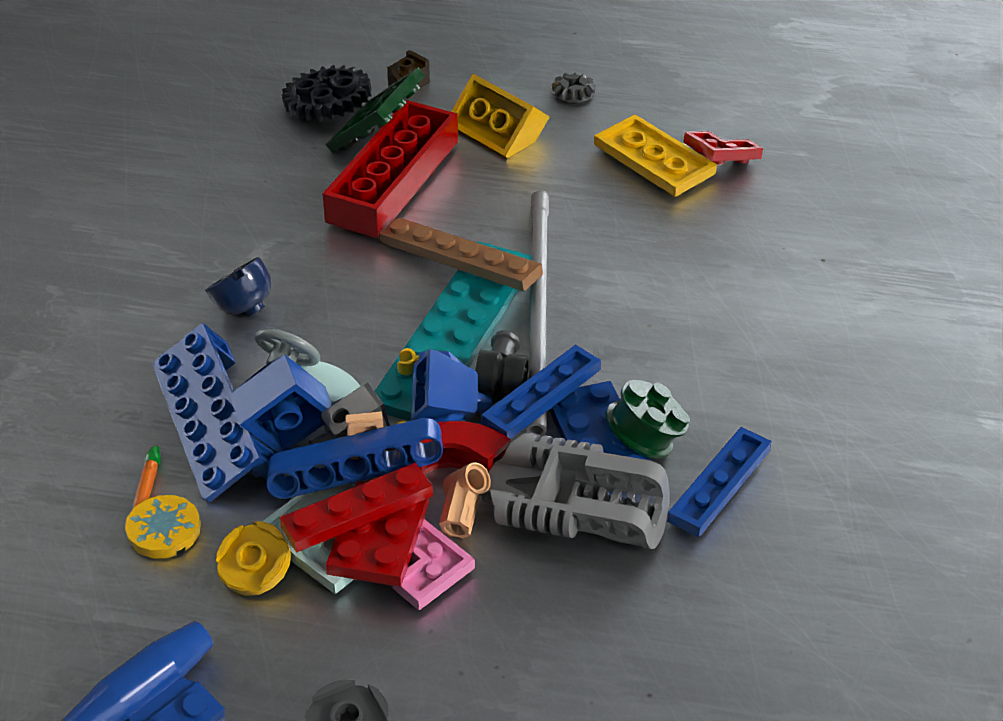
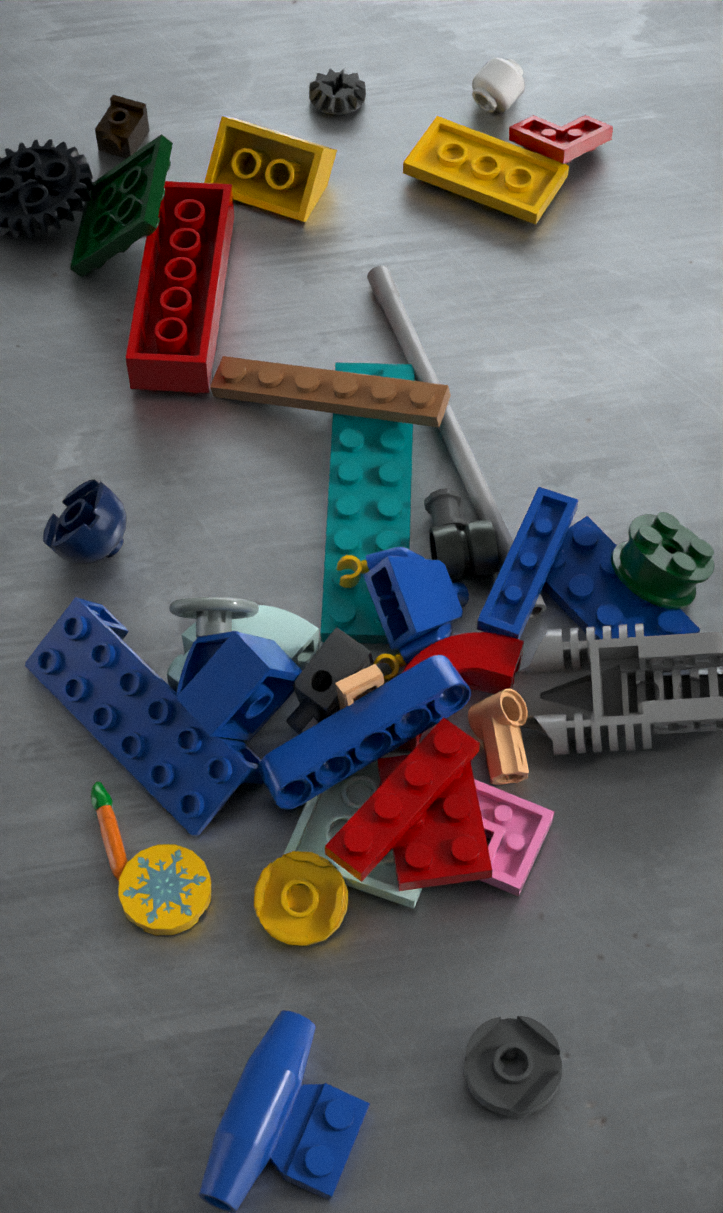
camera: 20 degrees left, 15 degrees up
(691, 106) = (498, 85): none -> white head

